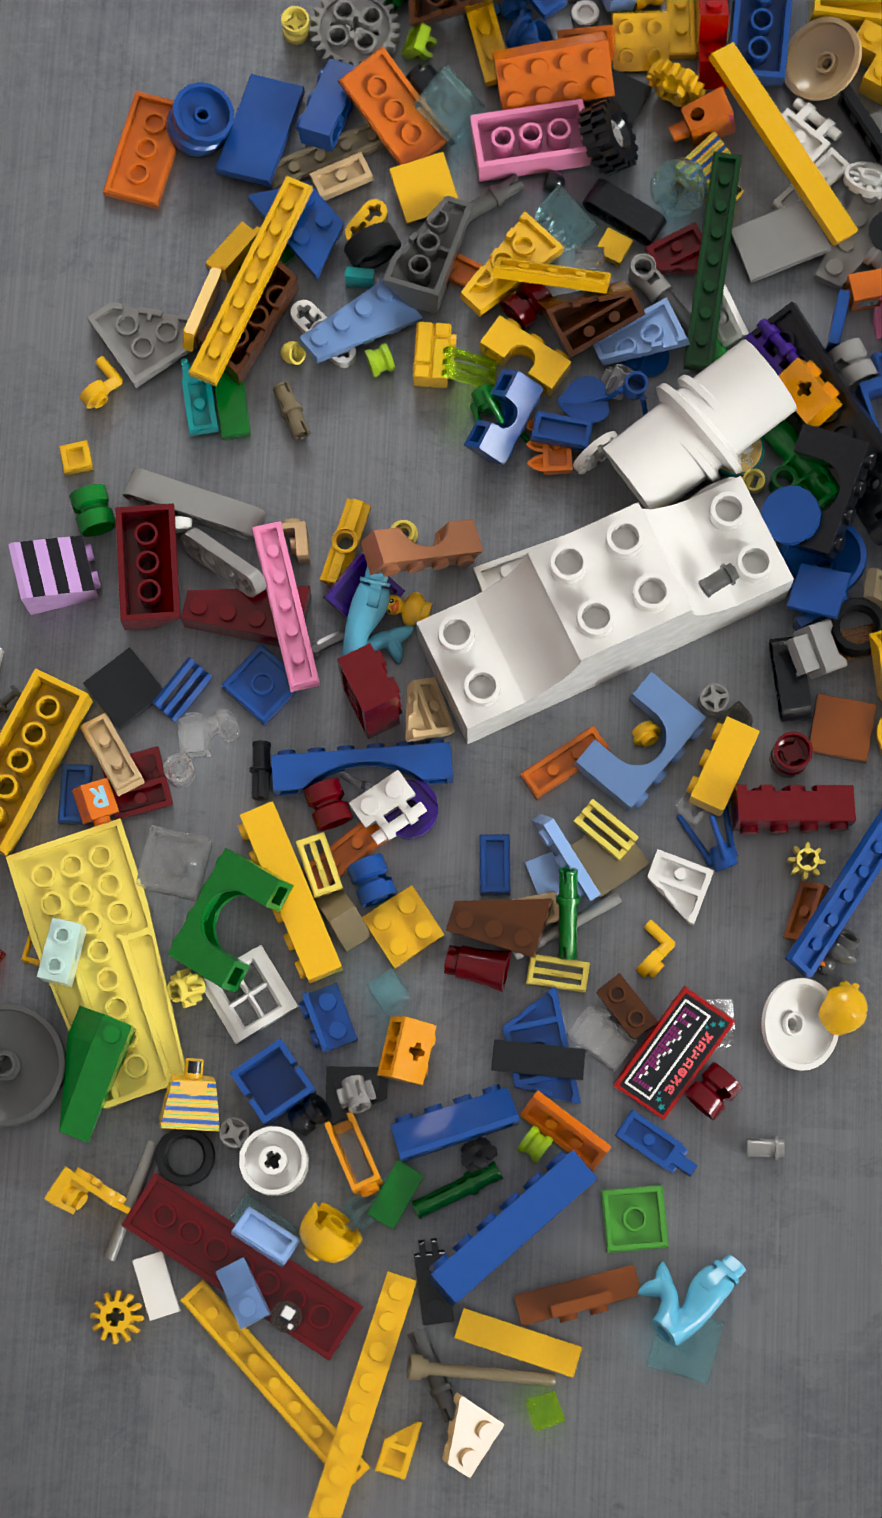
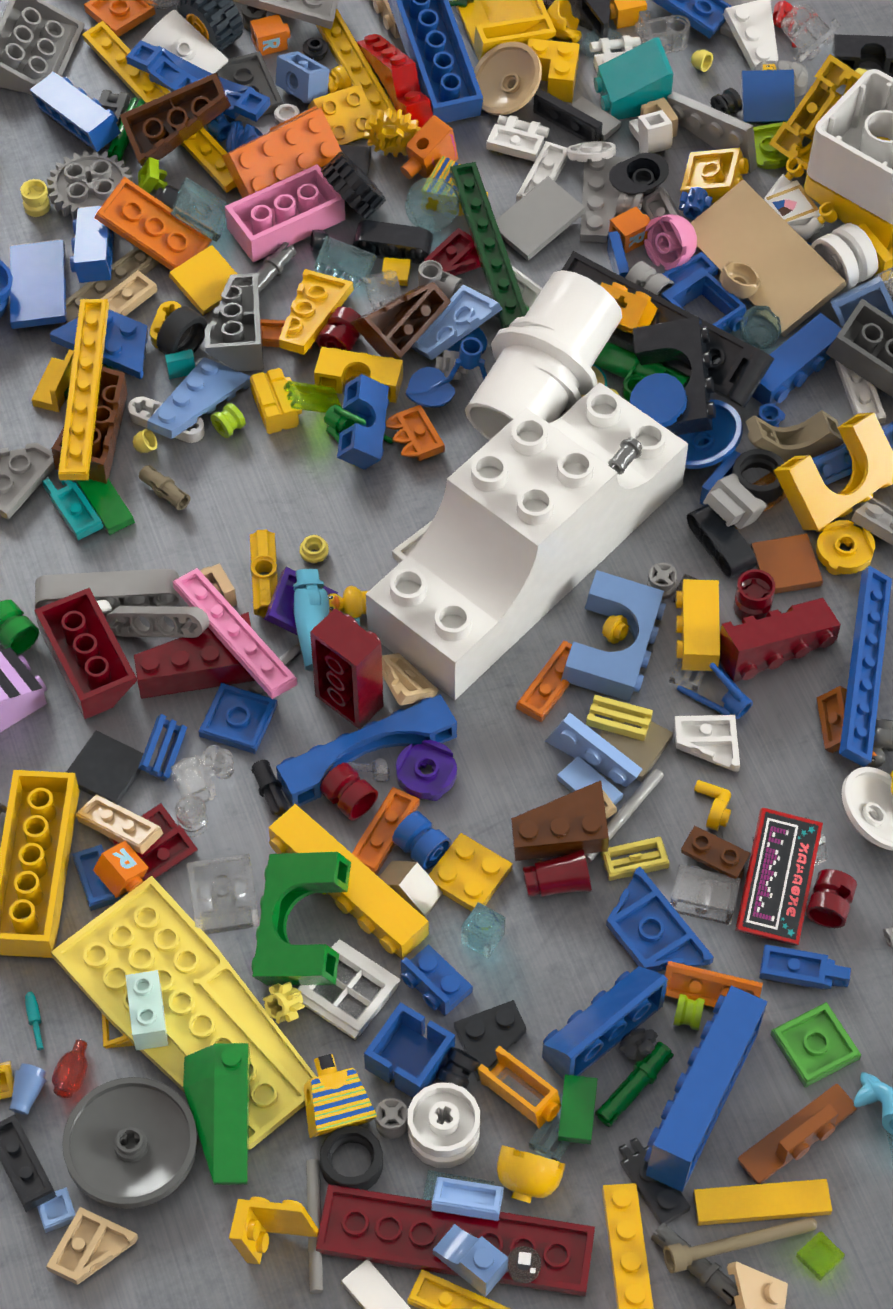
camera: 25 degrees left, 20 degrees down
(202, 309) = (46, 430): yellow tile -> none
(327, 888) = (380, 864): light yellow tile -> none
(356, 1094) = (496, 1027): light grey gear -> none
(382, 800) = (400, 765): white plate -> none
(391, 551) = (317, 550): nougat arch -> none
(397, 1060) = (526, 974): light orange brick -> none
(495, 864) = (527, 784): blue tile -> none
(538, 1059) = (655, 933): black tile -> none
(551, 275) = (354, 297): yellow tile -> none
(562, 431) = (420, 416): blue tile -> none
(568, 903) = (620, 795): green pin -> none
(593, 453) = (457, 423): white wheel -> none
(783, 144) = (507, 143): yellow tile -> none
(803, 854) = (813, 678): light yellow gear -> none
(819, 591) = (712, 455): blue piece -> none

